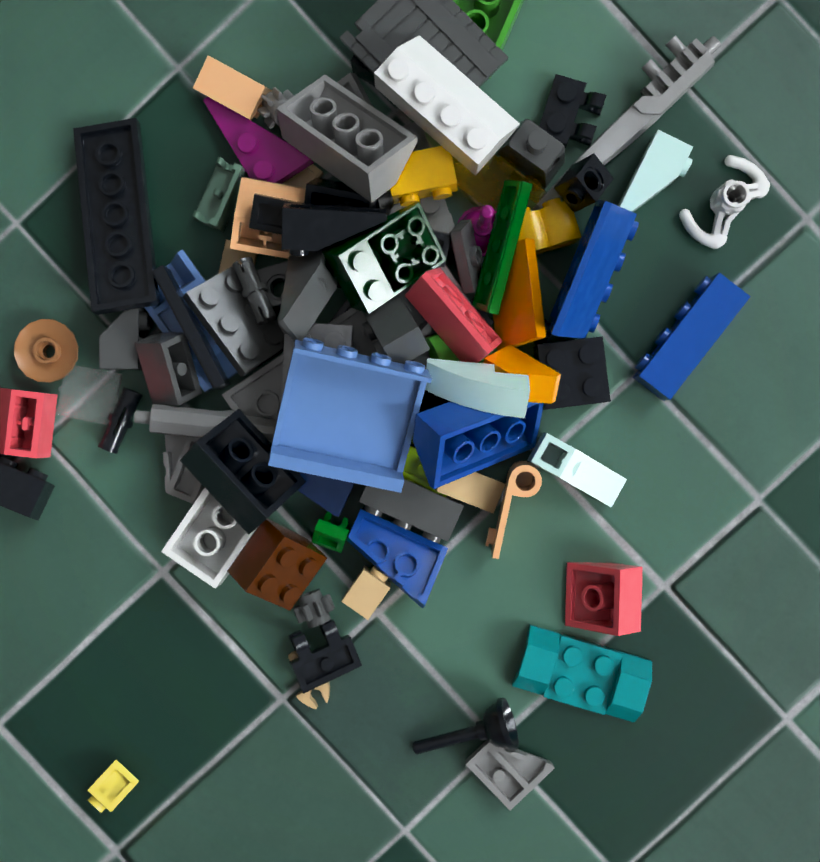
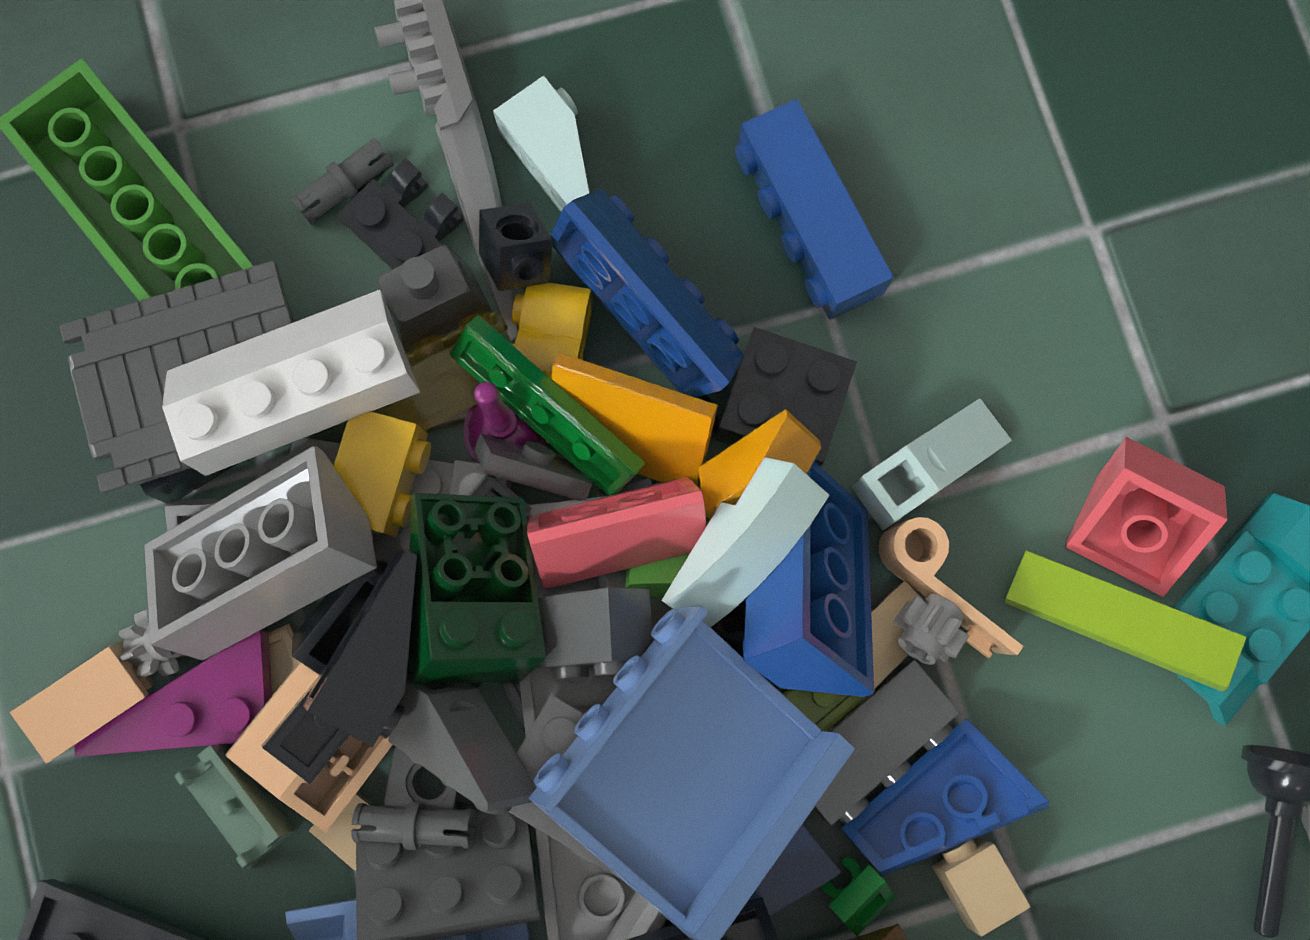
camera: 70 degrees left, 10 degrees down
(484, 507) = (931, 629): none -> light grey gear
(540, 607) = (1126, 621): none -> lime tile
(577, 66) = (342, 181): none -> dark grey pin
(739, 196) = (645, 72): white piece -> none

